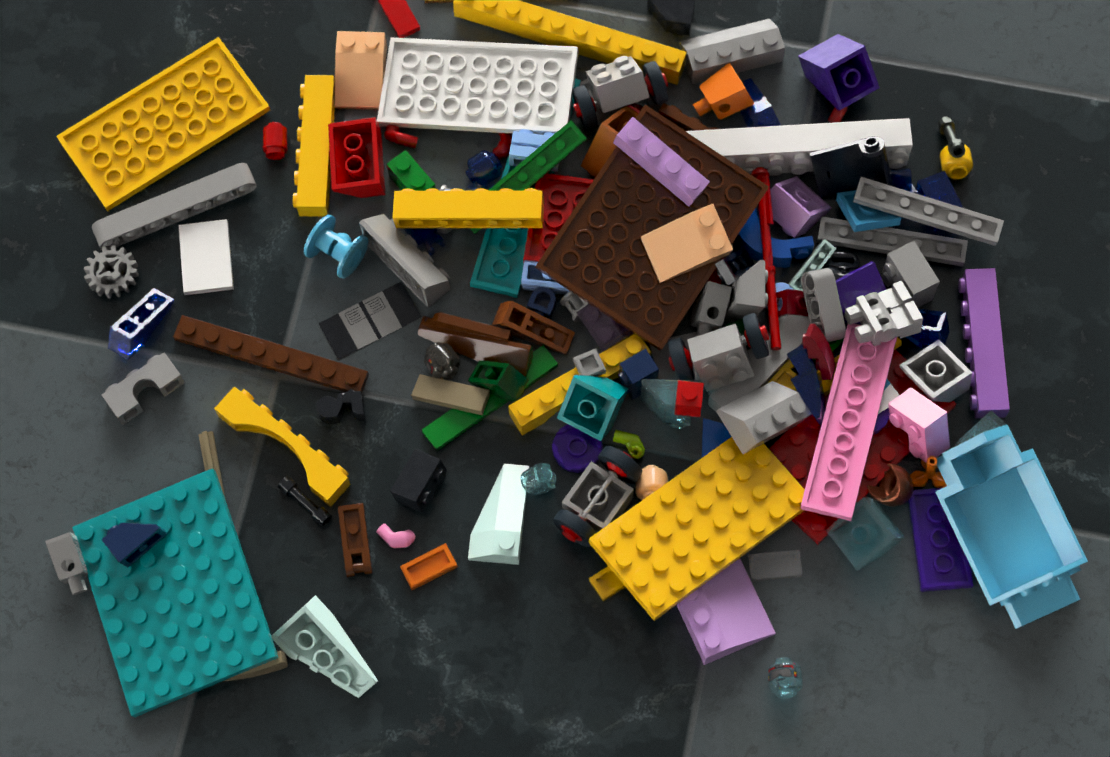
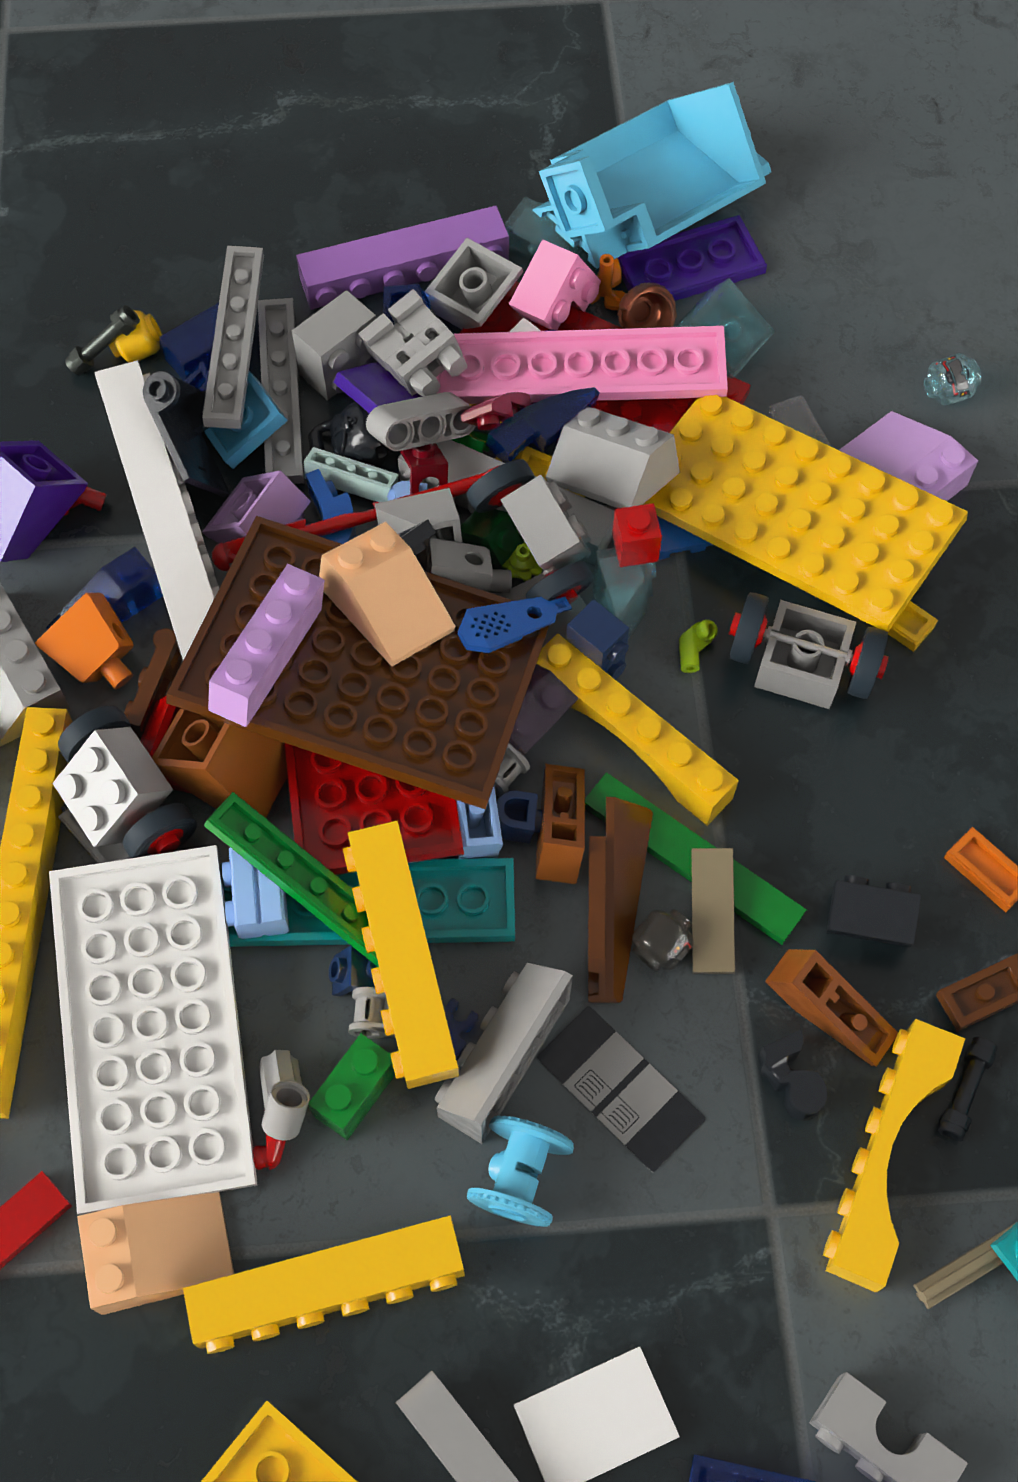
camera: 110 degrees left, 5 degrees down
(270, 355) = (741, 1243): reddish brown plate -> none
(275, 141) = (334, 1365): red brick -> none
(357, 158) = (338, 1192): red slope -> none
(374, 440) = (831, 1004): none -> dark orange slope
(396, 539) = (971, 929): bright pink arm -> none
(418, 142) = (283, 1095): none -> light grey piece
(483, 167) = (300, 975): clear blue head -> none
(500, 379) = (671, 841): dark green slope -> none
(500, 523) = (887, 781): light aqua wedge -> none
(503, 147) = (252, 955): red arm -> none
(538, 479) = (799, 747): clear light blue plate -> none
(575, 449) = (725, 715): dark purple tile -> none
(589, 364) = (613, 702): light grey tile -> none
(592, 404) = (670, 683): teal slope -> none
(650, 481) = (740, 587): light nougat head -> none
(658, 320) = (501, 624): none -> blue piece

